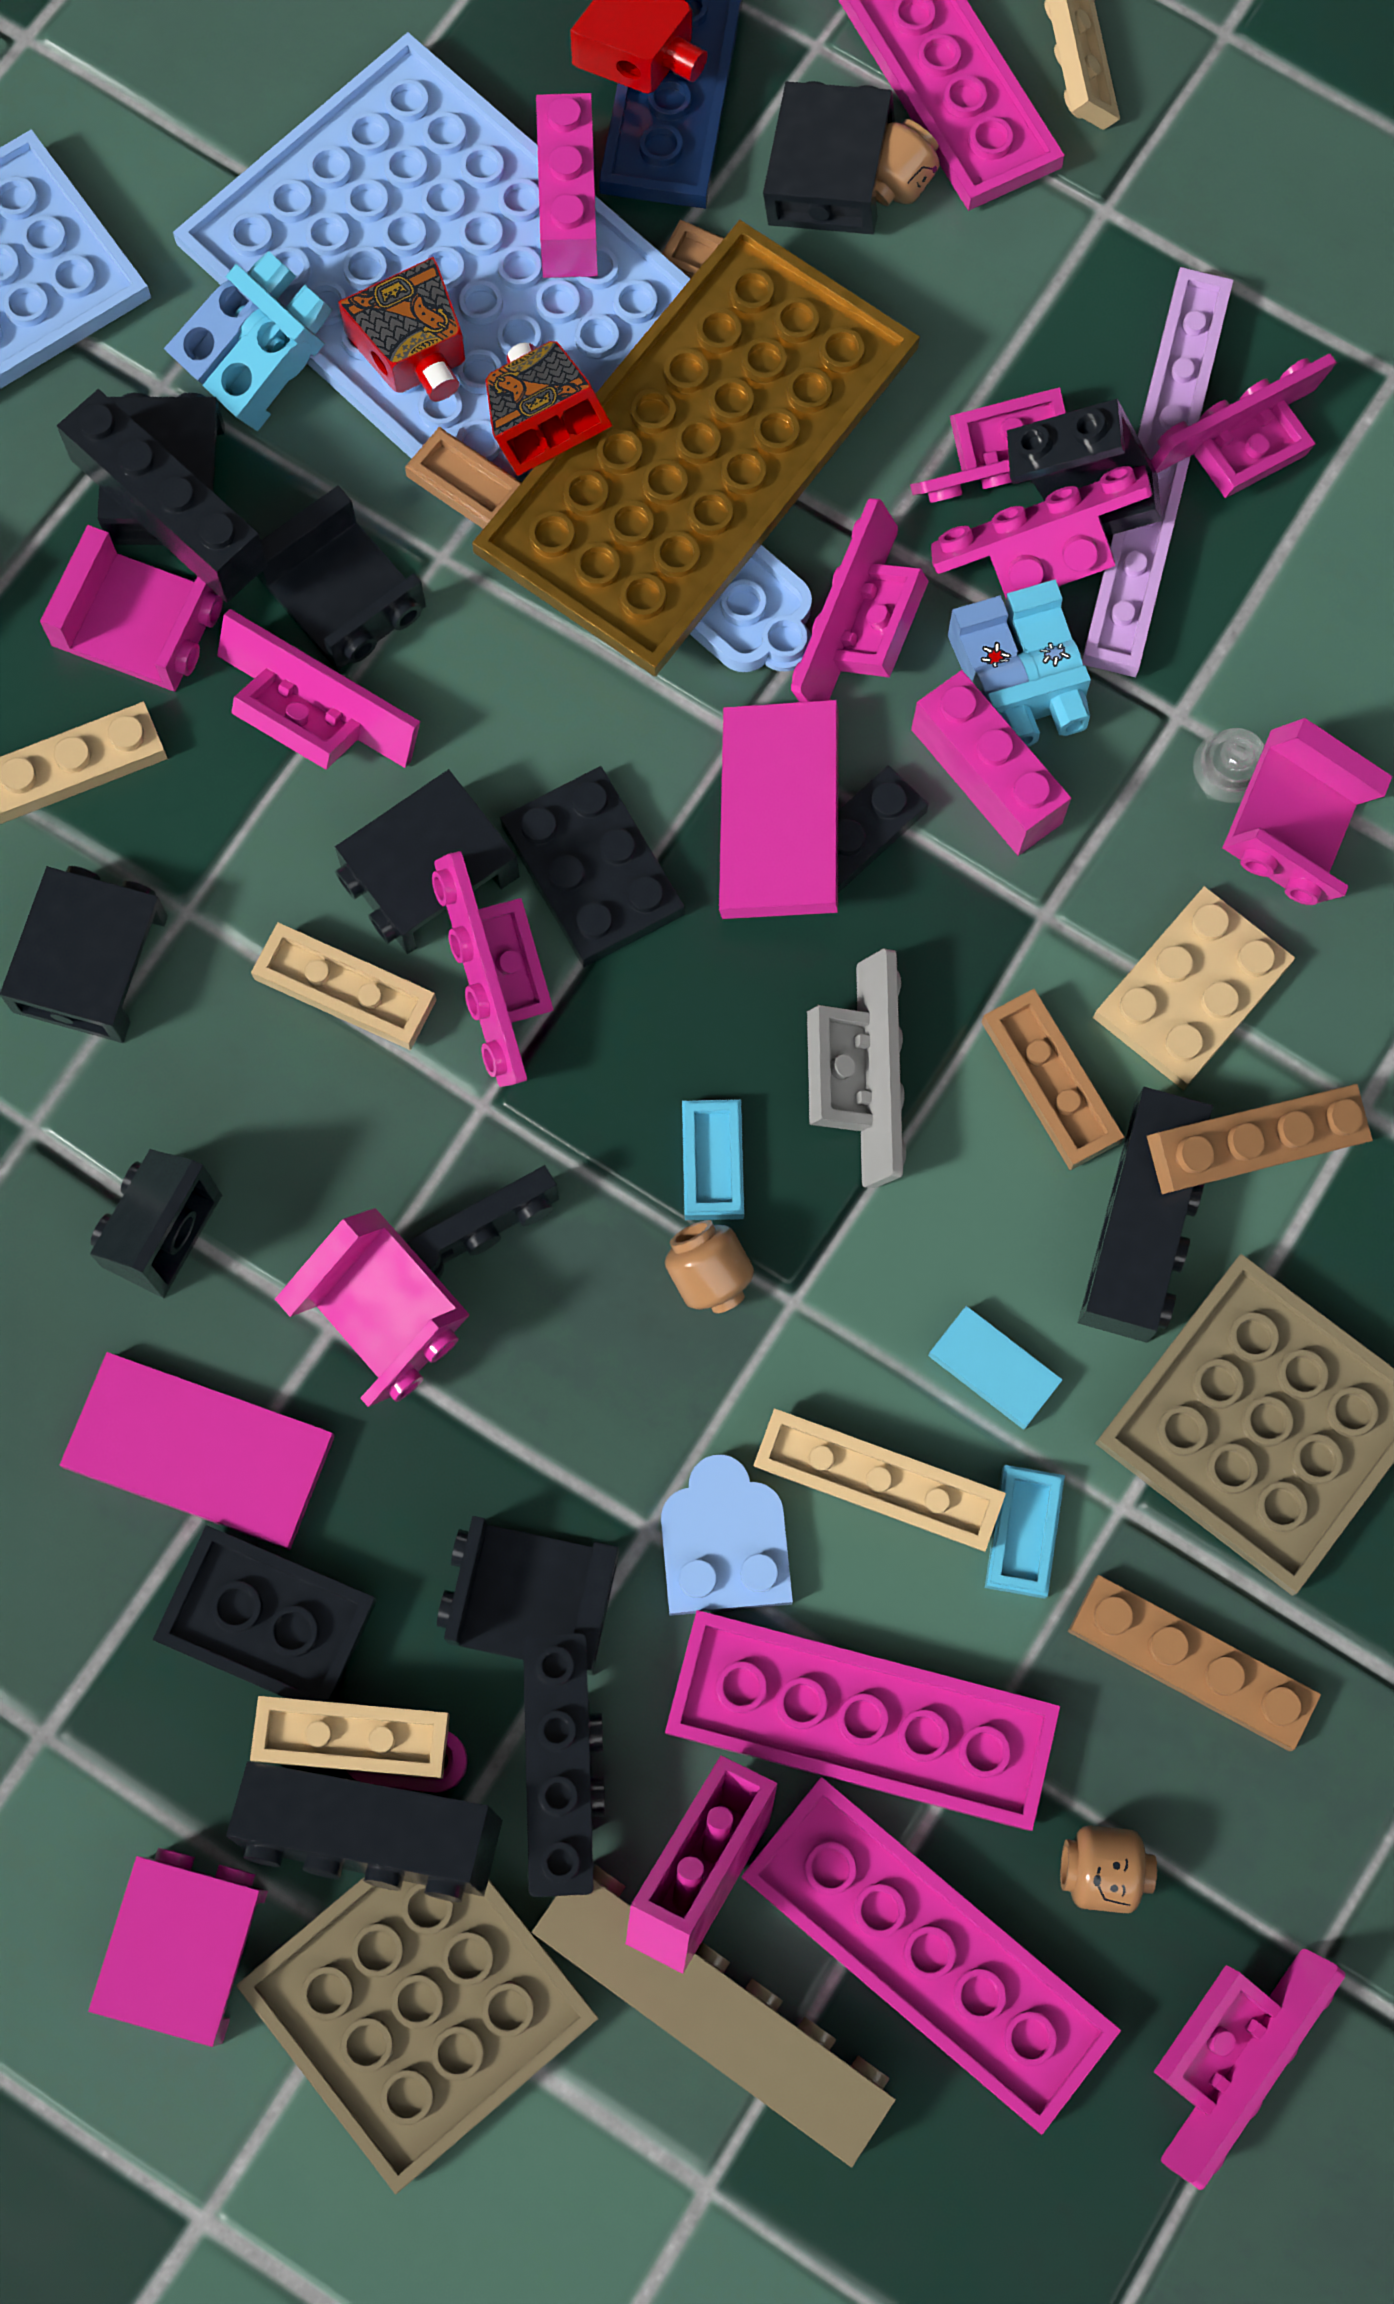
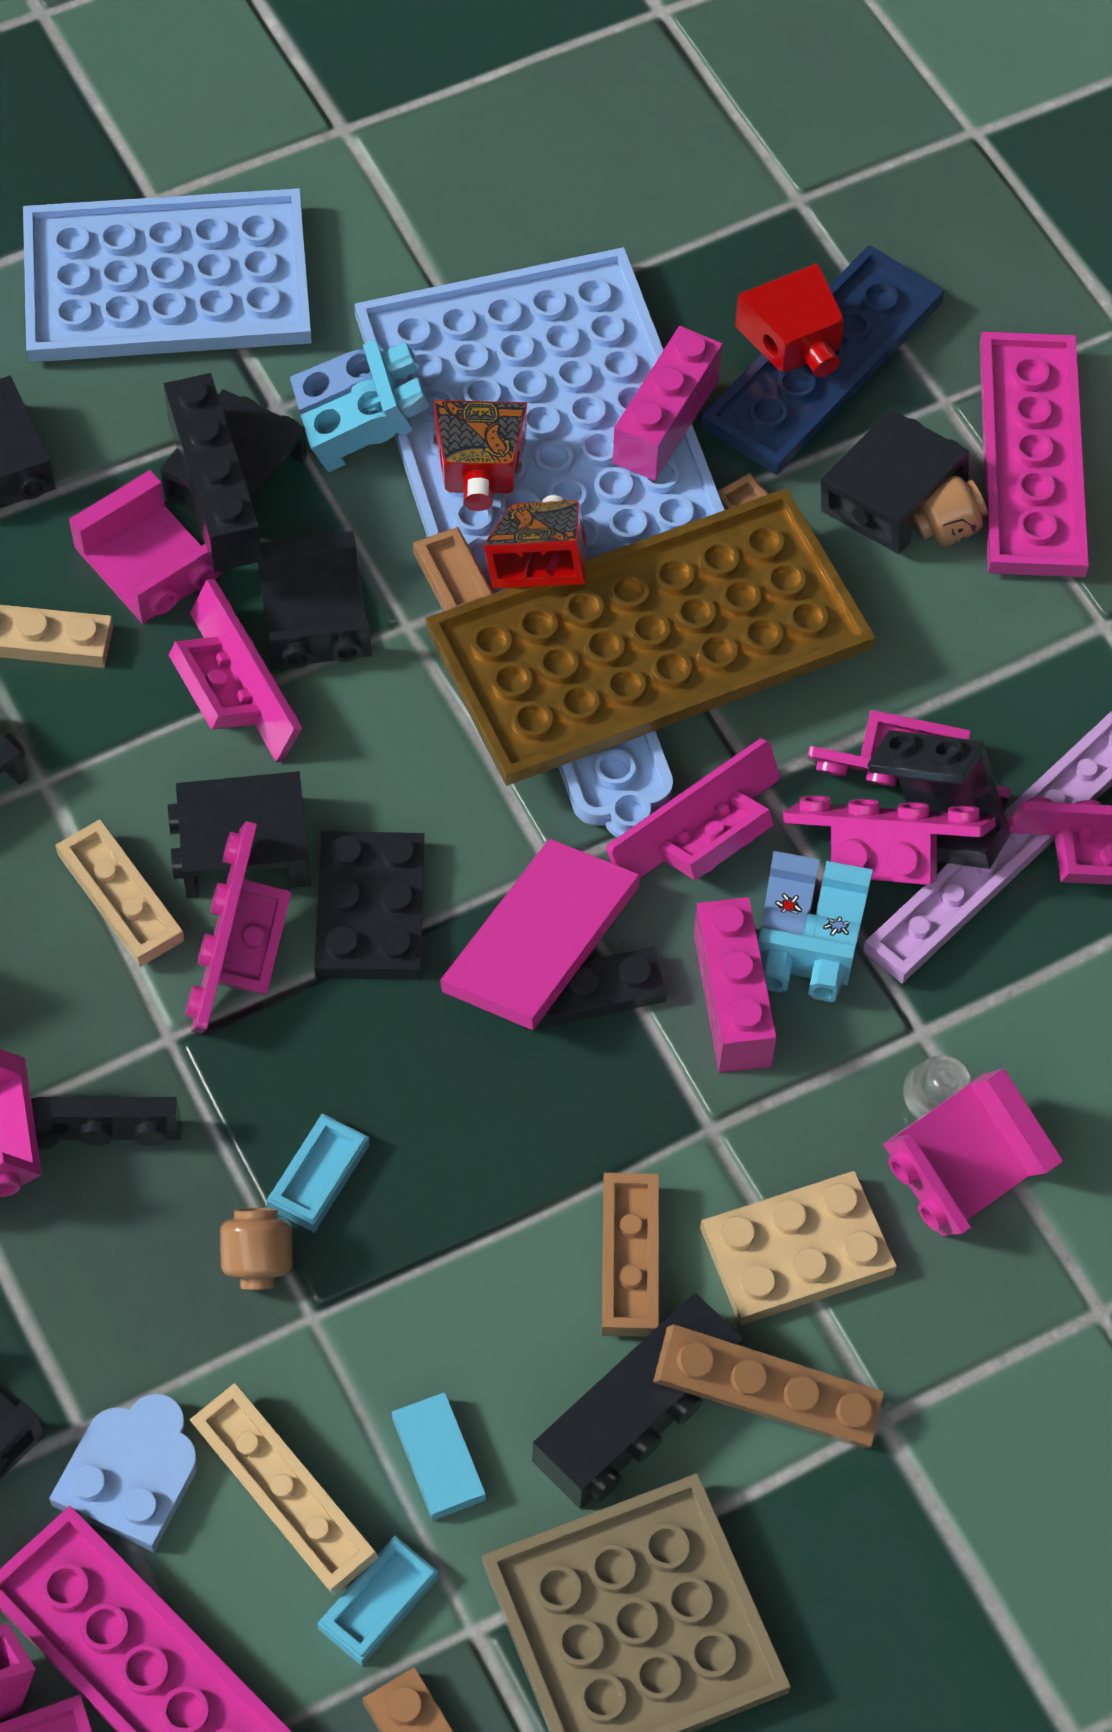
camera: 30 degrees right, 15 degrees down
(858, 1068) = (472, 1159): light grey bracket -> none

